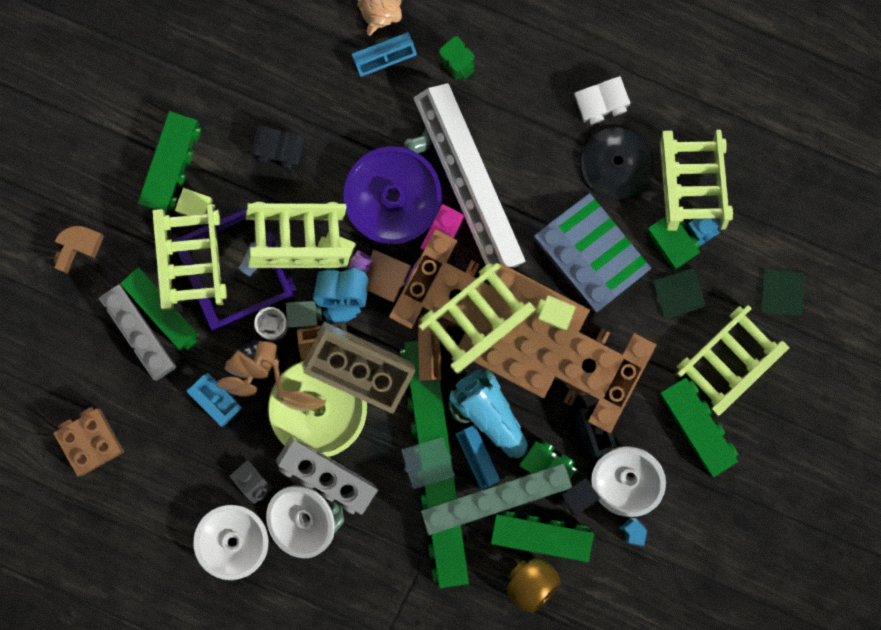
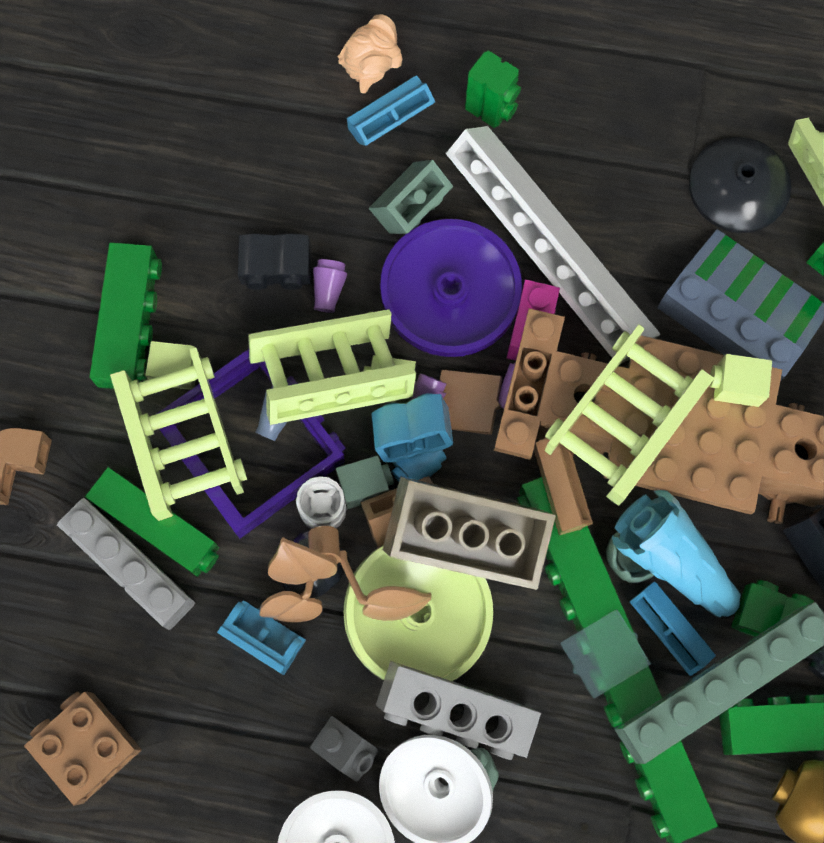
camera: 15 degrees left, 10 degrees down
(311, 171) = (328, 283): none -> medium lavender cone
(381, 124) = (411, 197): none -> sand green brick
(419, 144) = (473, 211): sand green arm -> none
(602, 100) = (698, 104): white brick -> none

